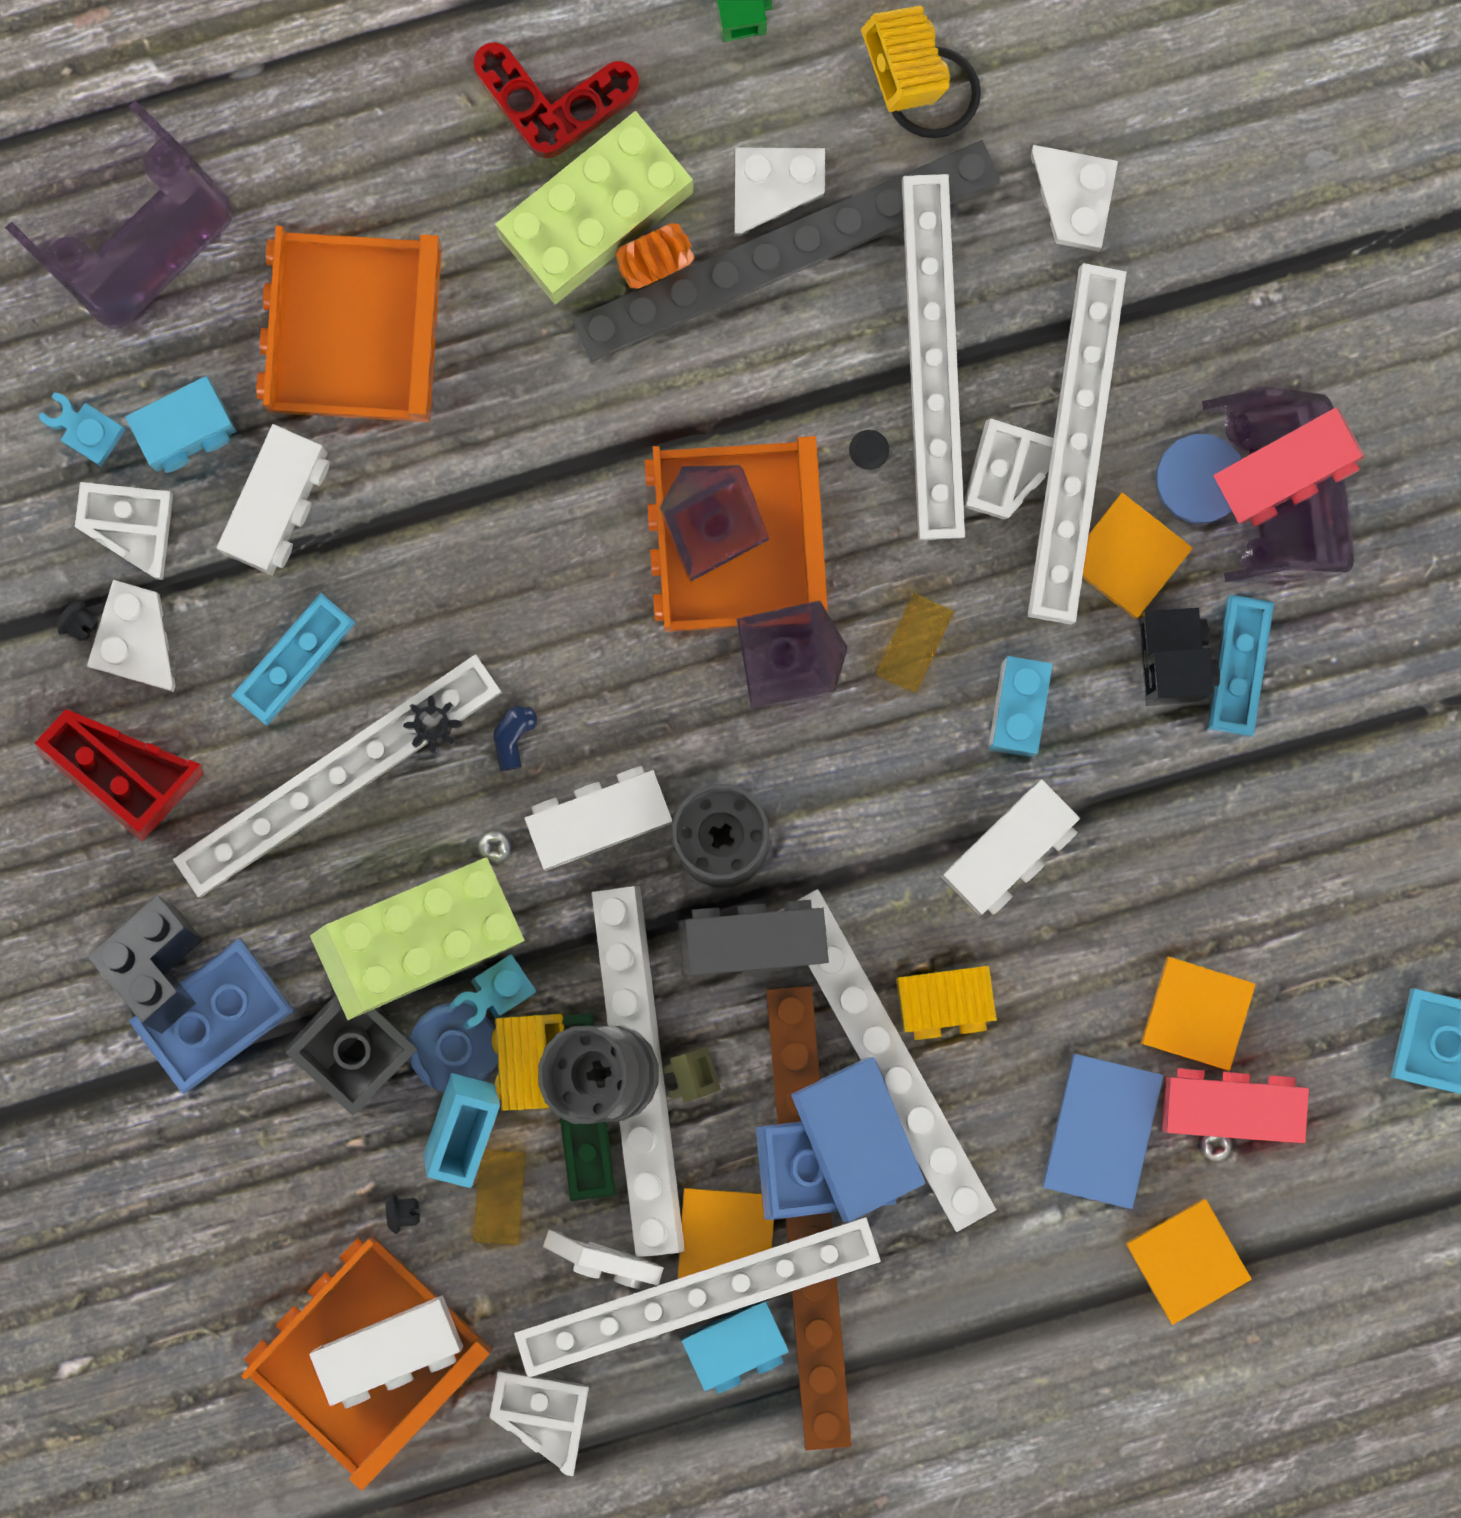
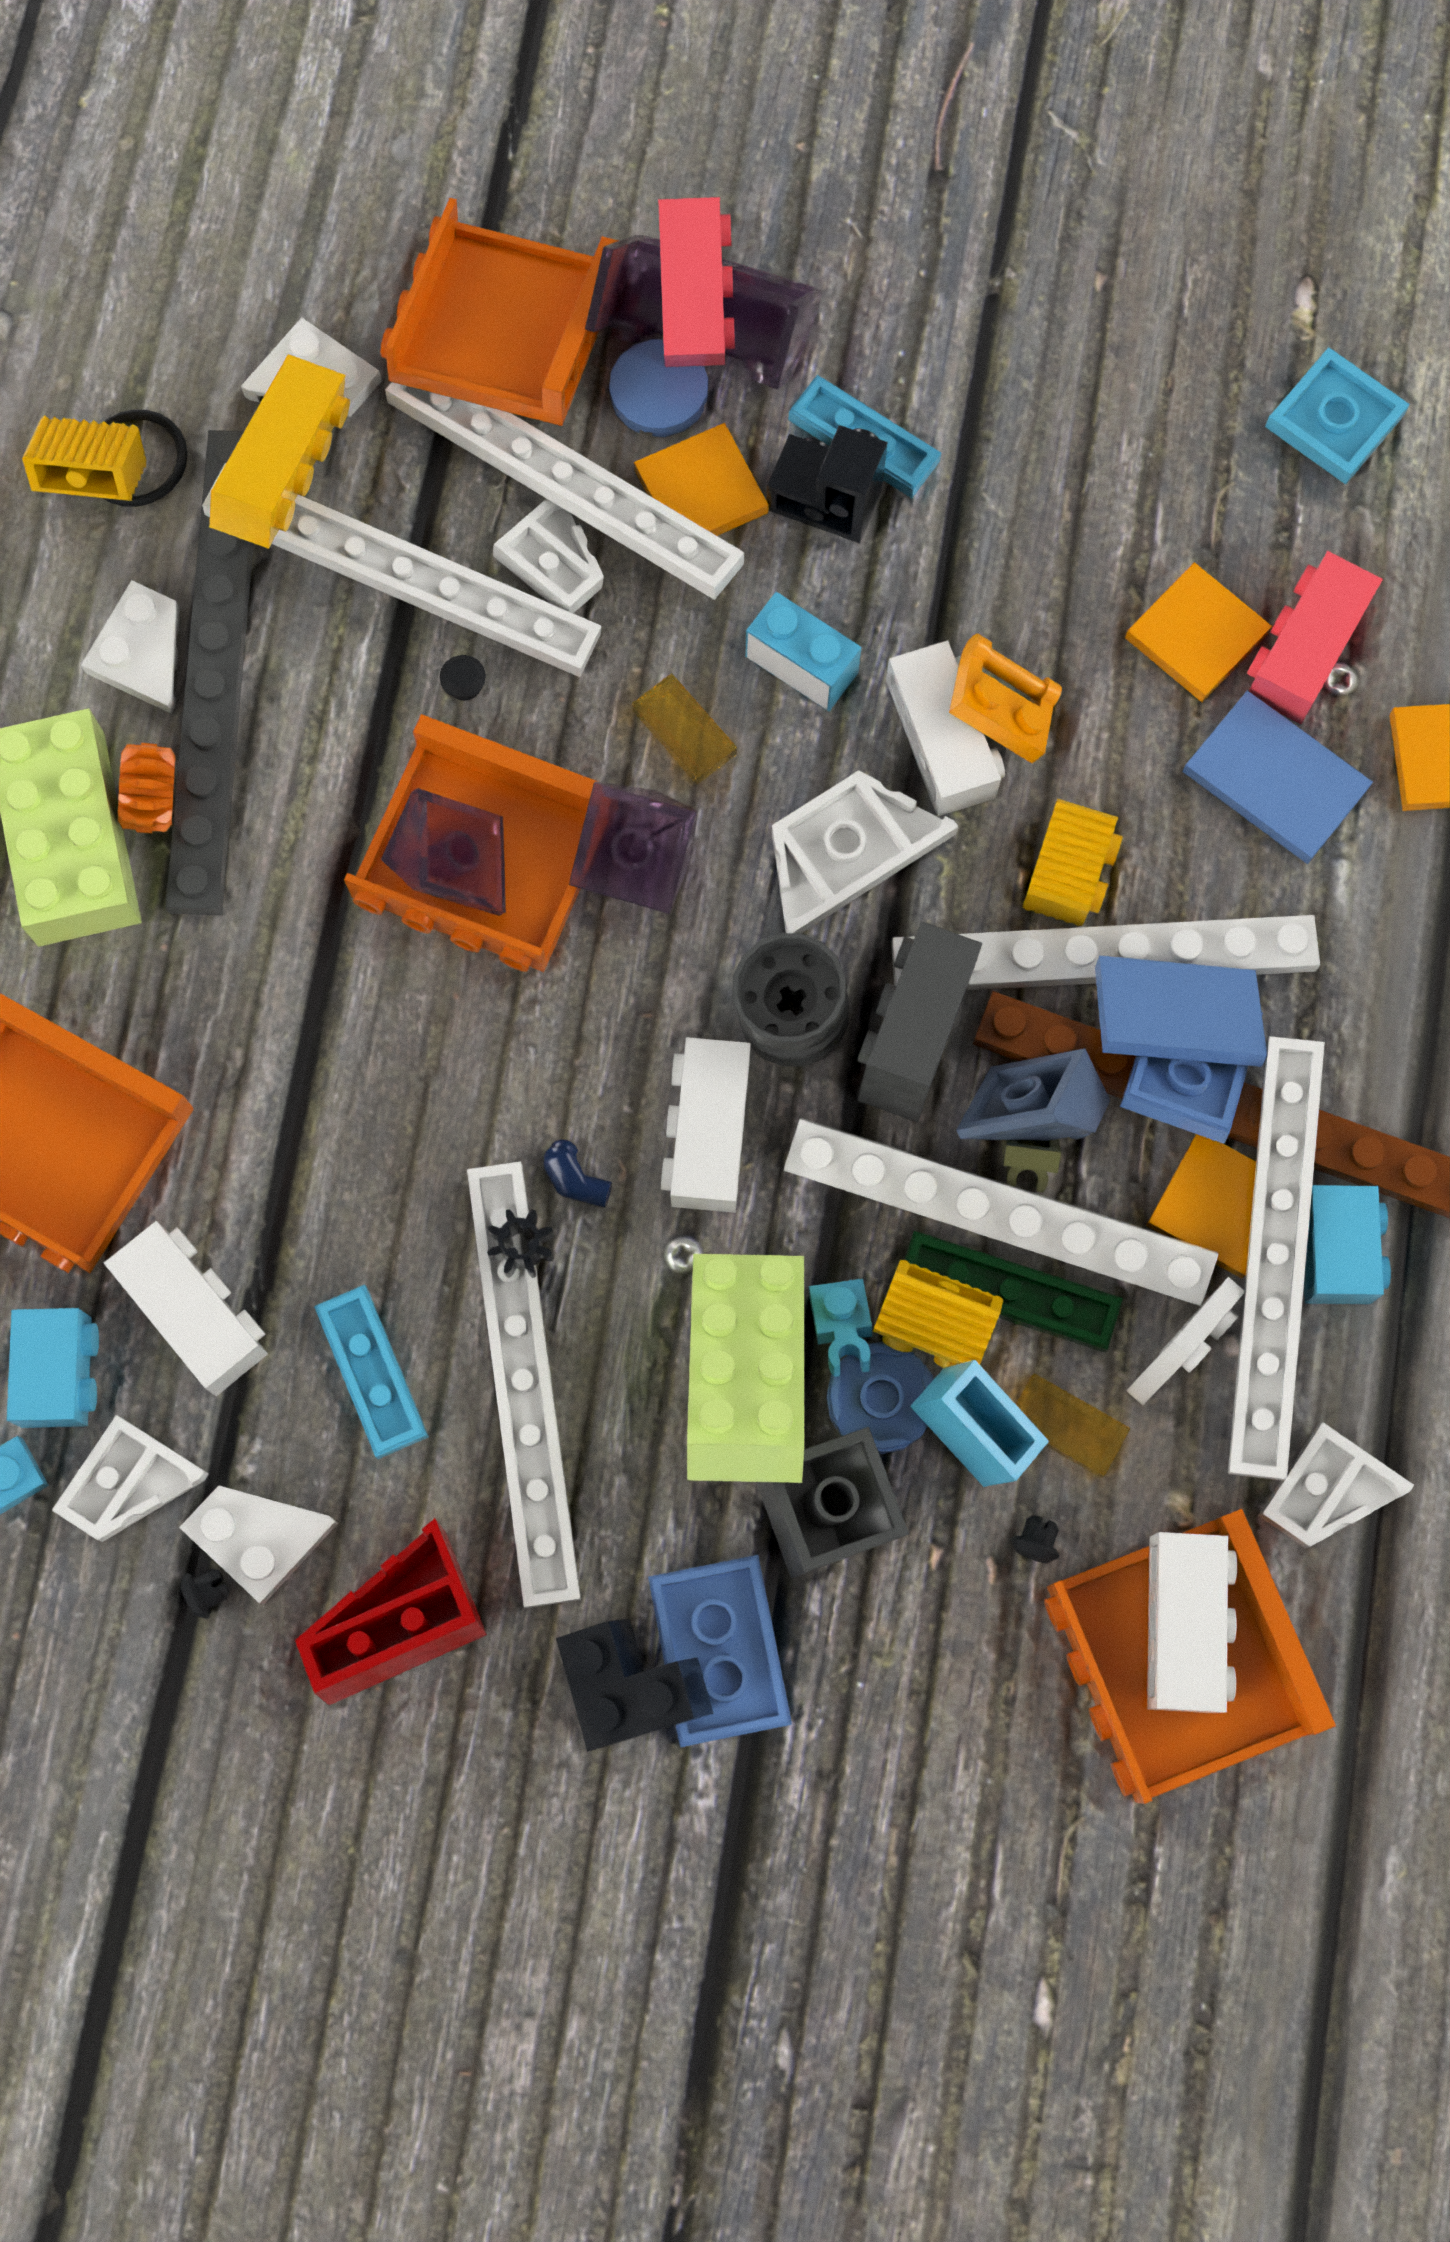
camera: 60 degrees left, 10 degrees down
(575, 1074) = (984, 1271): dark grey wheel -> none
(733, 1060) = (1037, 1100): none -> sand blue slope
(876, 818) = (847, 846): none -> white wing
(975, 213) = (278, 452): none -> yellow brick
(1040, 885) = (996, 708): none -> light orange plate
(1191, 320) = (495, 320): none -> orange panel

